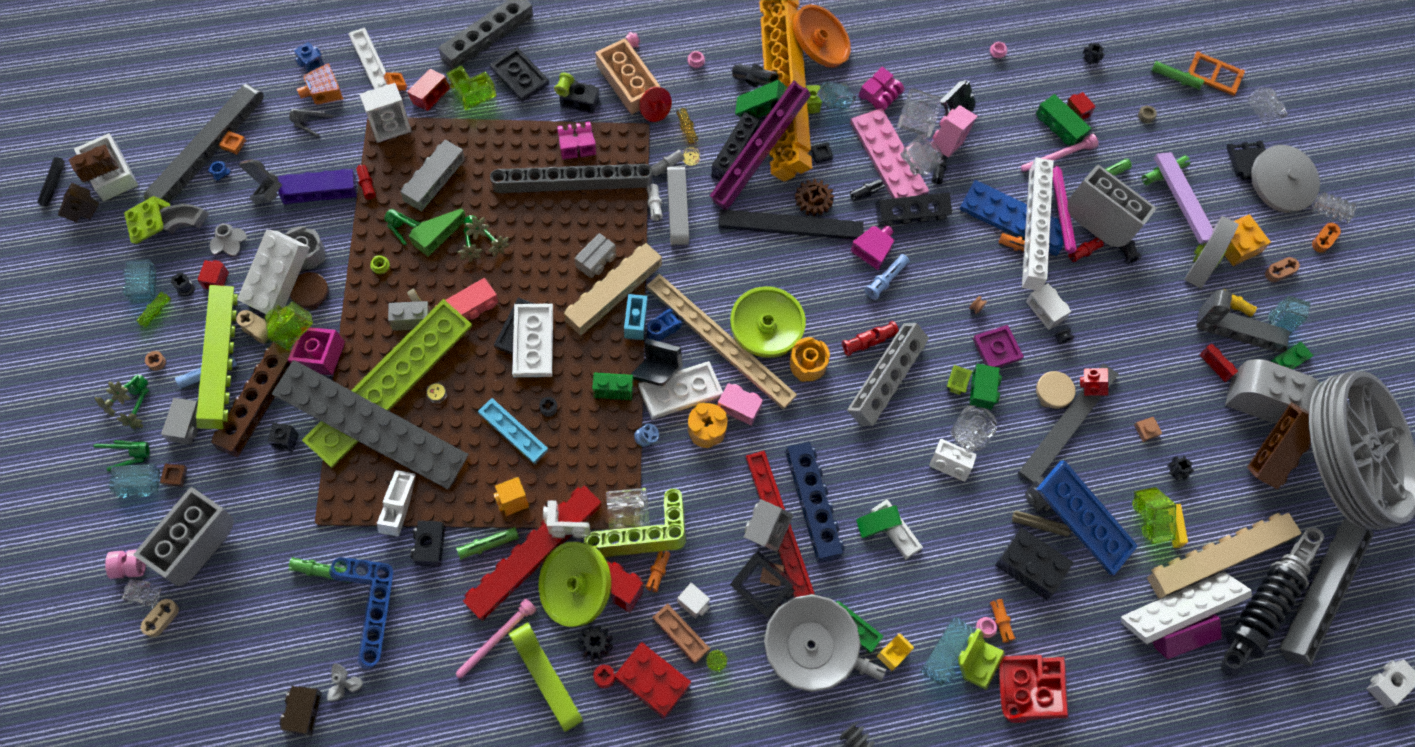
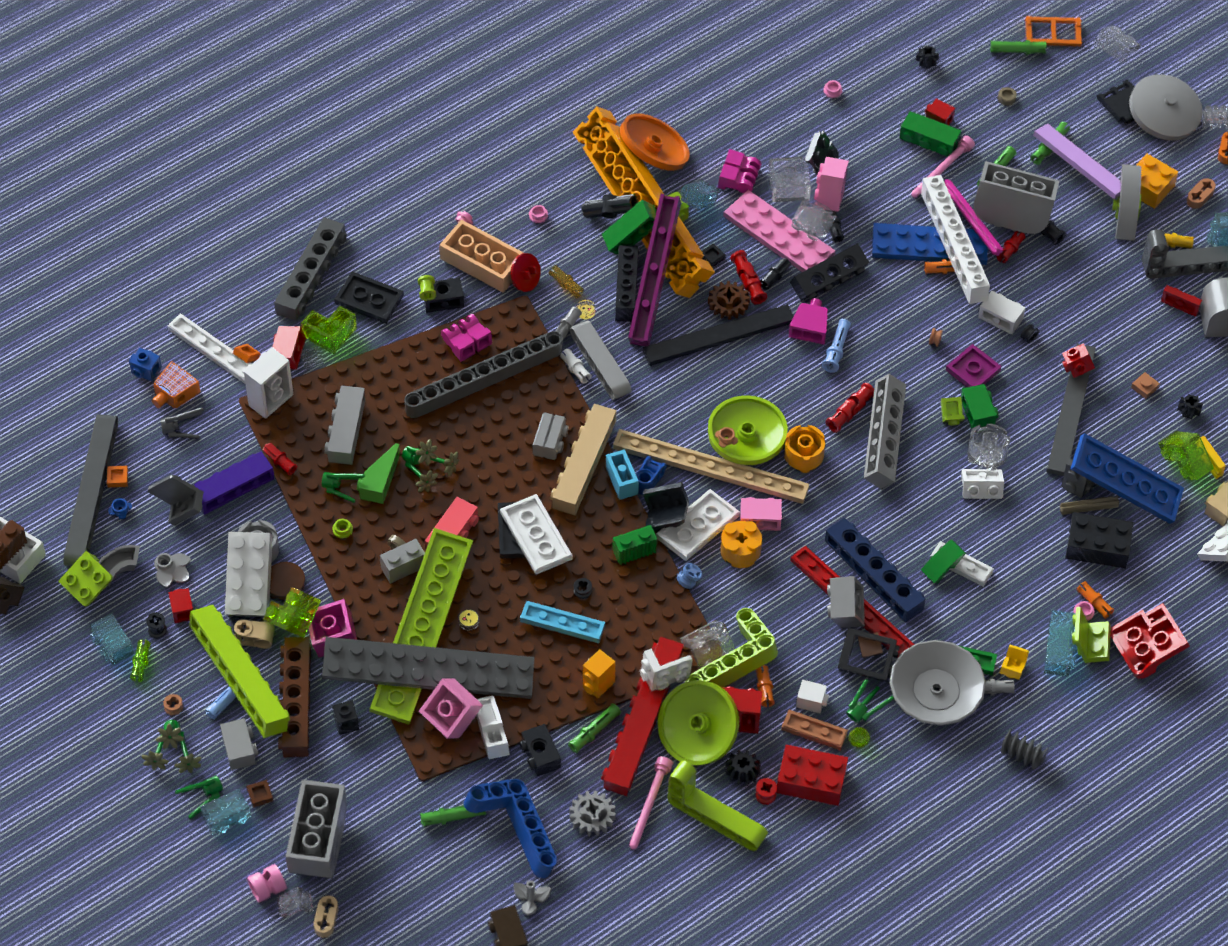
camera: 20 degrees left, 10 degrees down
(366, 472) = (450, 708): none -> bright pink brick
(441, 617) = (584, 818): none -> light grey gear
(727, 633) = (858, 710): none -> green plant
(746, 317) = (726, 432): none -> nougat plate
(842, 184) = (748, 277): none -> red piece
(1055, 390) = (1045, 384): tan tile -> none

